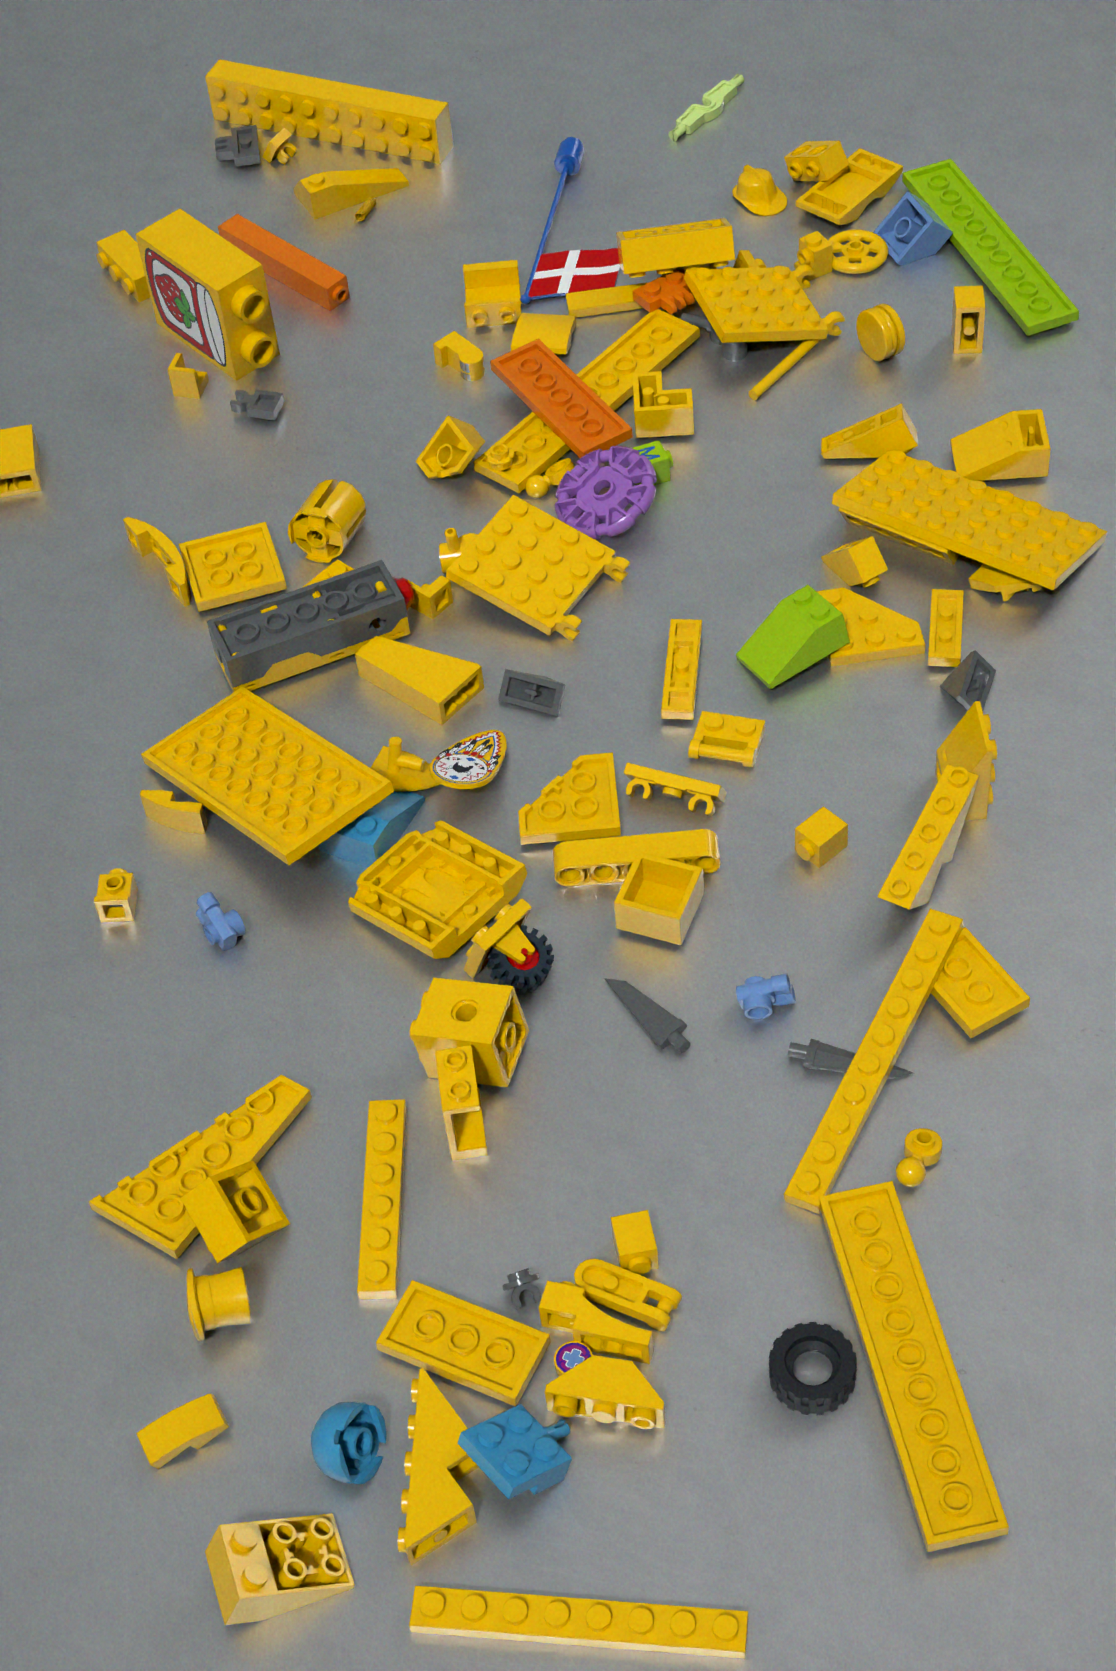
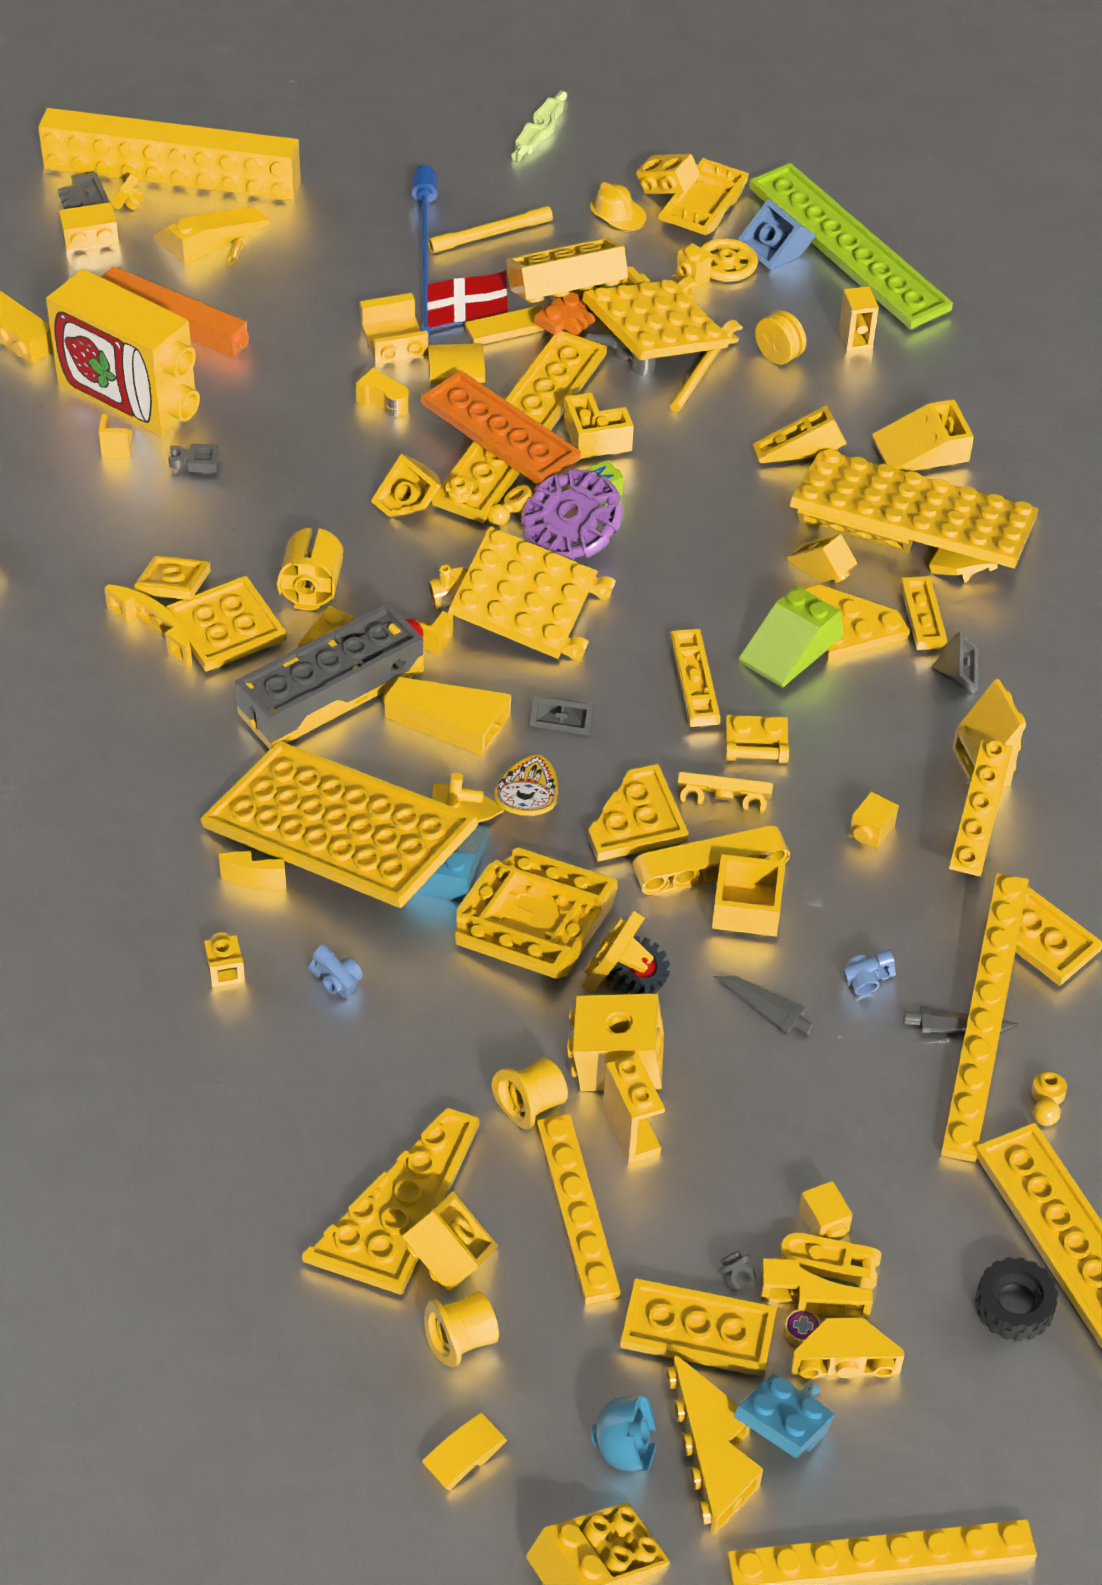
camera: 20 degrees left, 0 degrees up
(195, 517) = (172, 577): none -> yellow plate
(232, 175) = (88, 226): none -> yellow brick
(367, 1068) = (529, 1091): none -> yellow piece
(664, 197) = (450, 240): none -> yellow piece

